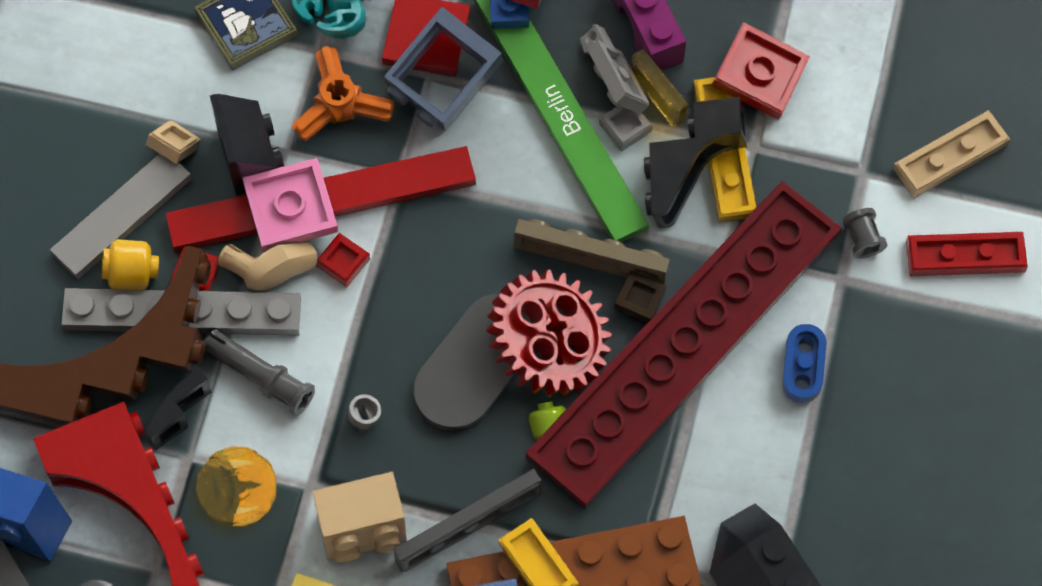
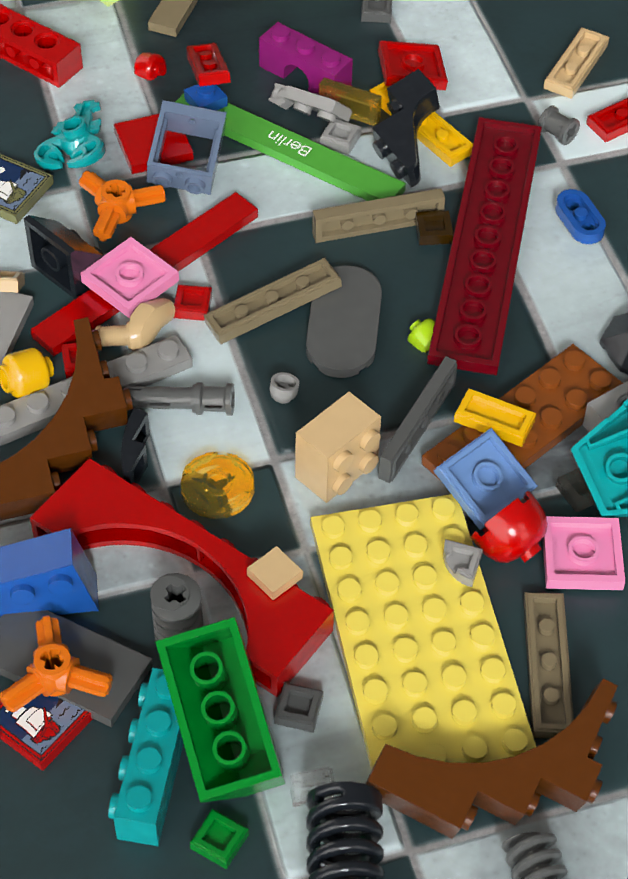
camera: 30 degrees left, 15 degrees down
(416, 302) = (272, 300): none -> dark tan tile
(548, 333) = (388, 271): red gear -> none

